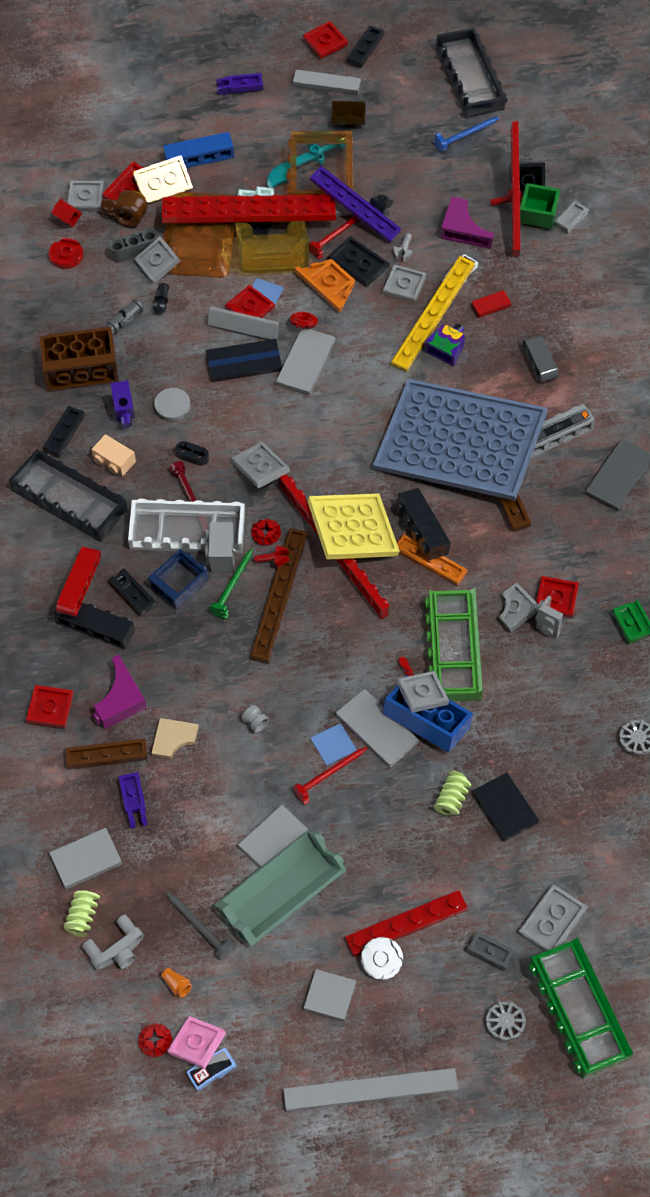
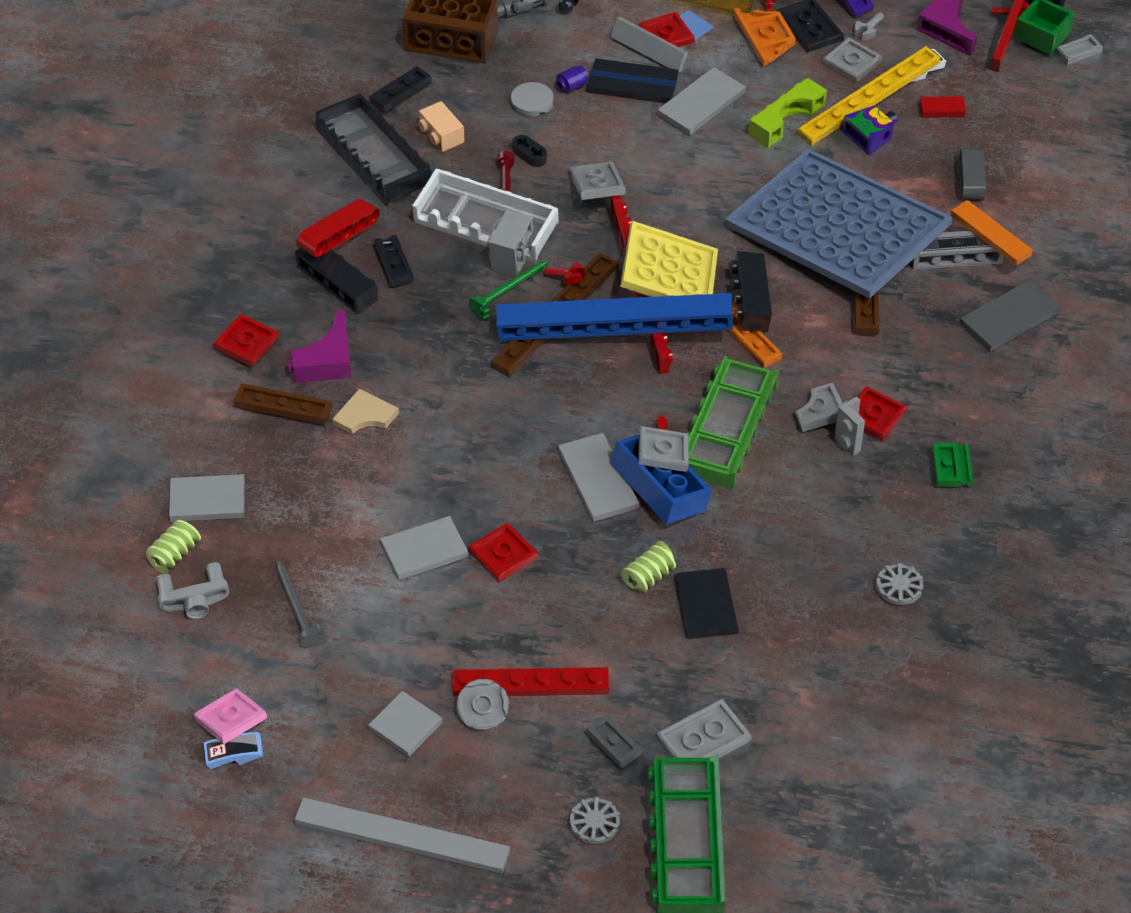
camera: 20 degrees right, 10 degrees down
(123, 403) = (476, 86): dark purple torso -> none
(133, 797) = (289, 456): dark purple hinge -> none
(162, 1045) = (175, 700): red gear -> none
(165, 591) = (445, 248): dark blue window -> none
(177, 983) = (241, 652): orange cone -> none
(196, 376) = (571, 79): none -> dark purple brick
(255, 718) = (464, 422): light grey wheel -> none
(272, 535) = (576, 254): red gear -> none
(280, 887) = (404, 594): sand green panel -> none
(301, 791) = (478, 508): red piece -> none
(303, 320) = (718, 60): red gear -> none
(332, 586) = (615, 317): none -> blue brick
(333, 744) = (541, 478): medium blue sticker -> none
(335, 820) = (503, 552): none -> red tile
(385, 334) = (803, 99): none -> lime arch
(580, 410) = (991, 232): none -> orange tile

